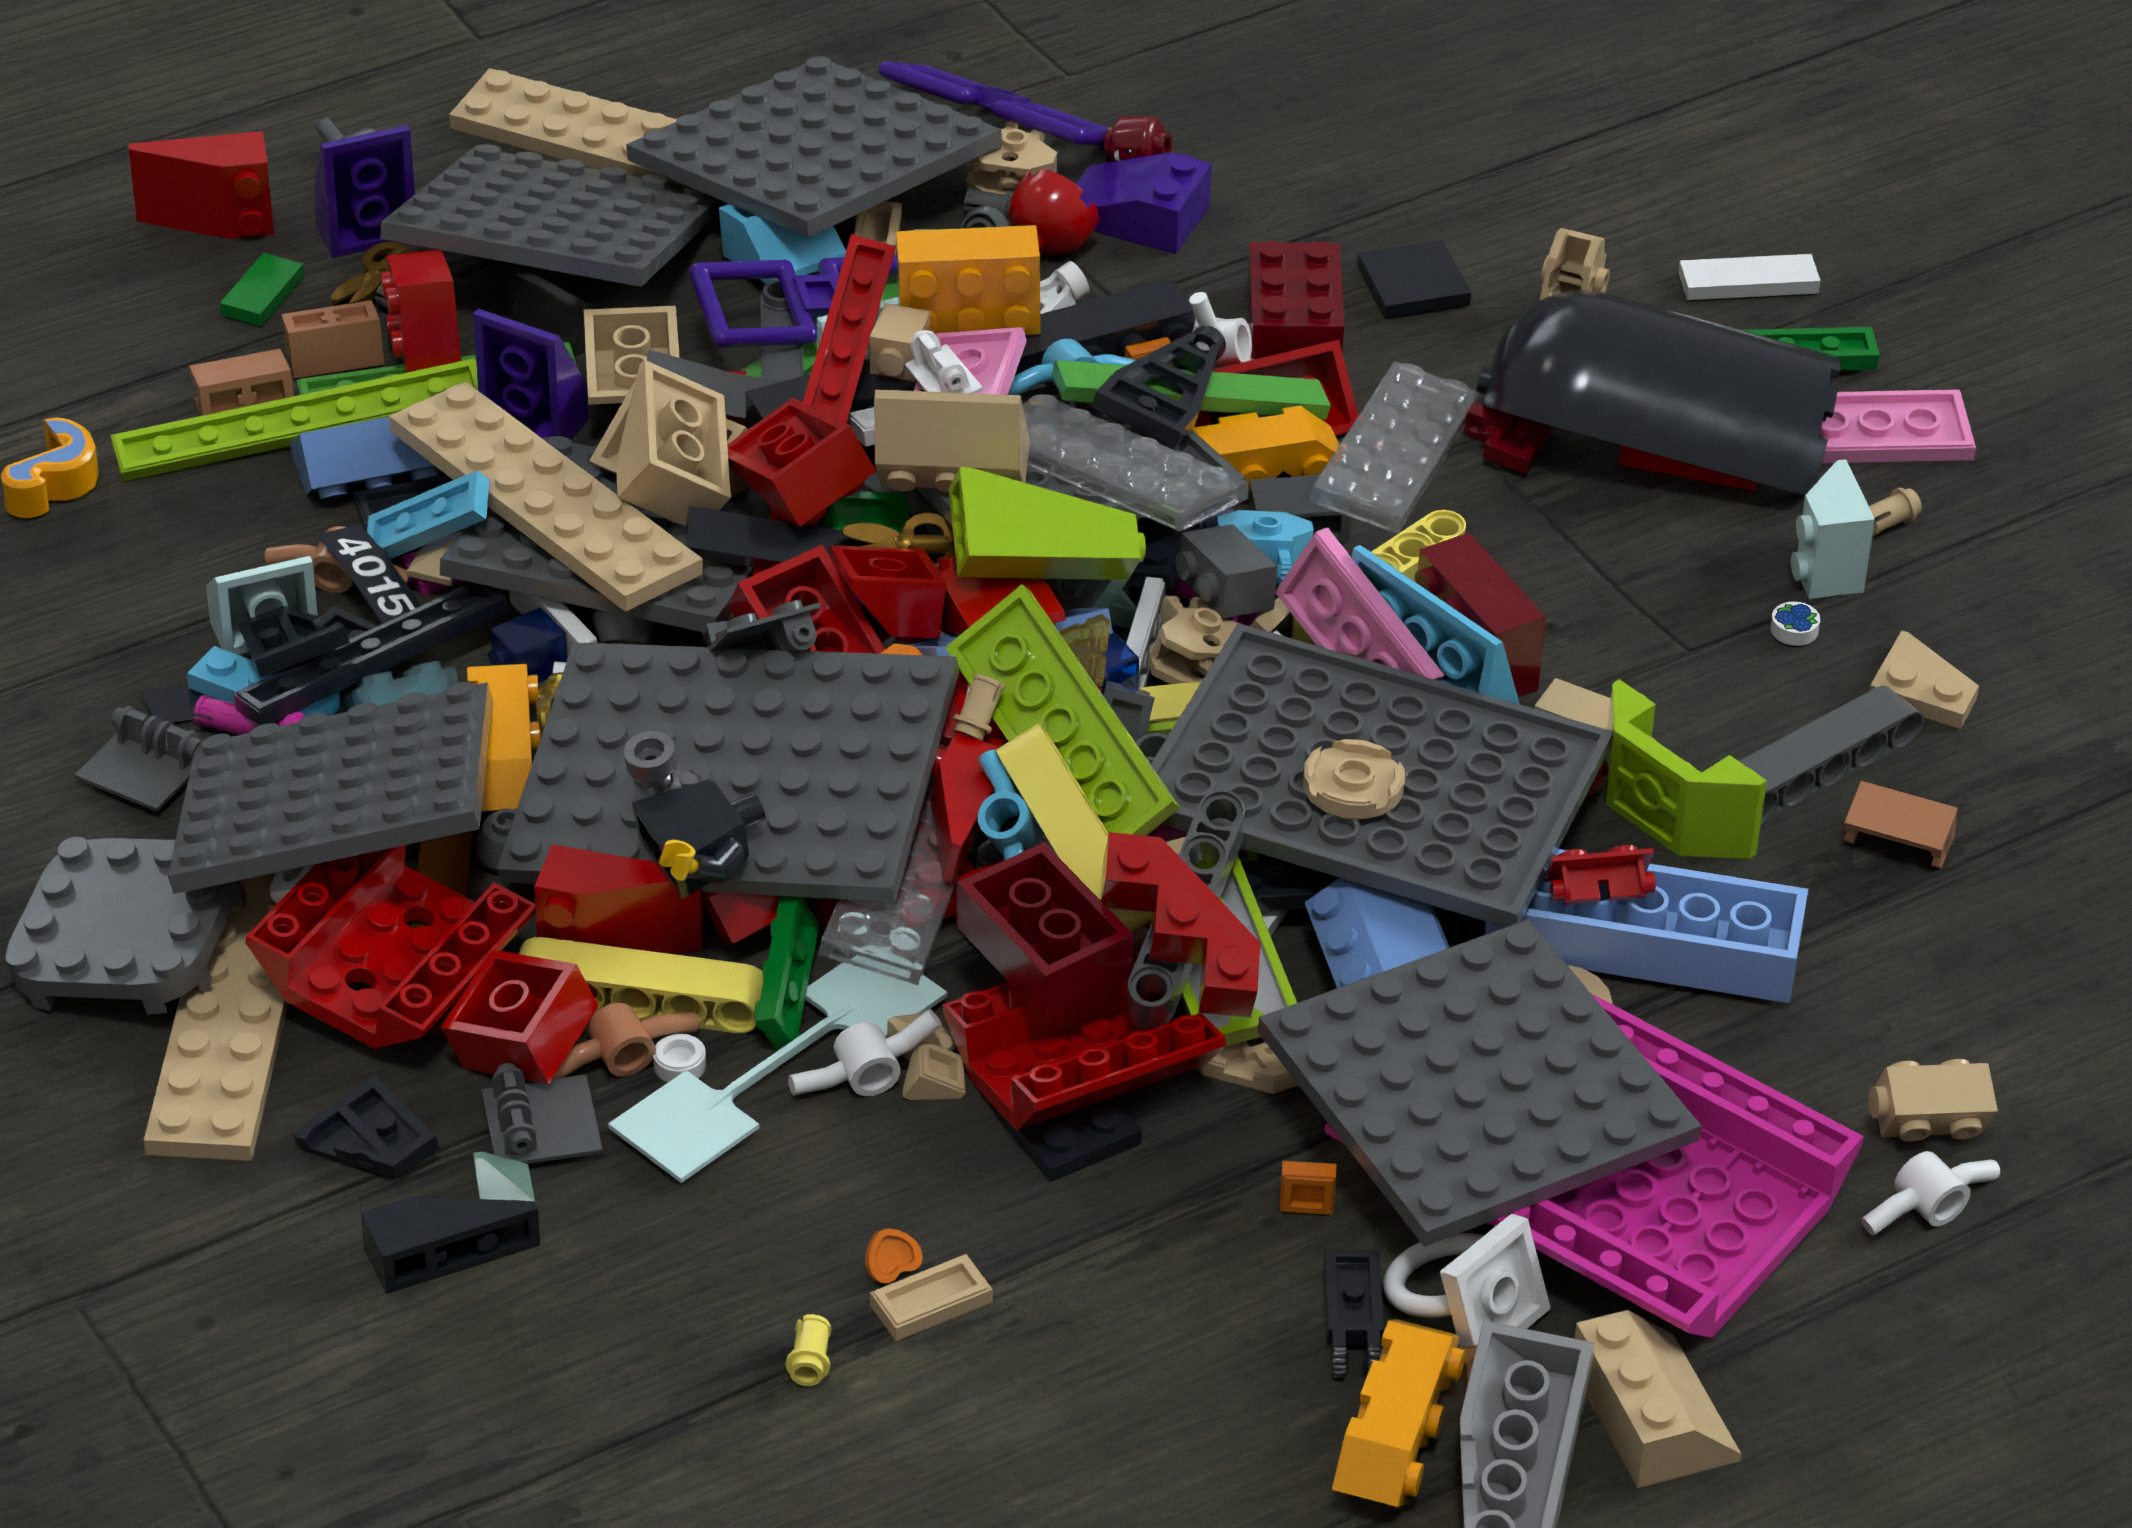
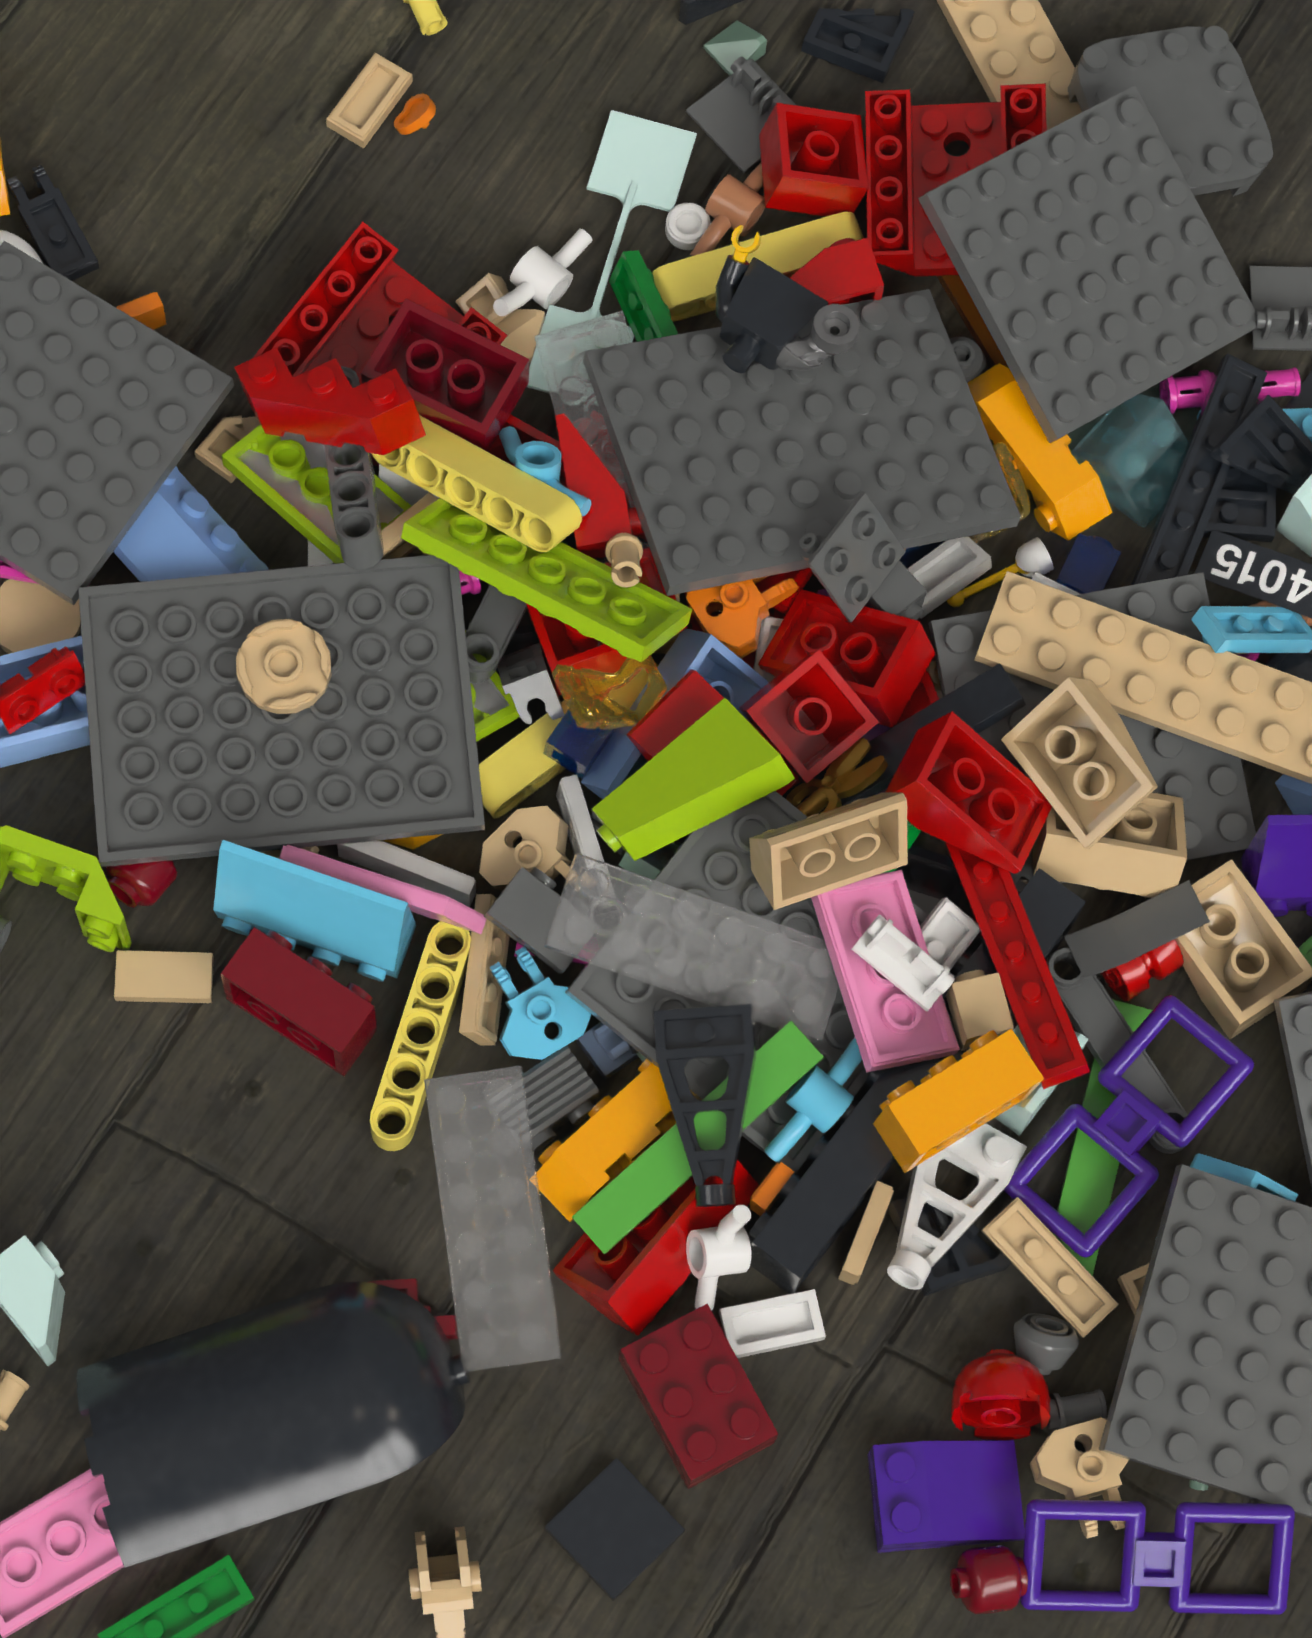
camera: 145 degrees right, 30 degrees up
(1795, 623) = (29, 1198): tile -> none

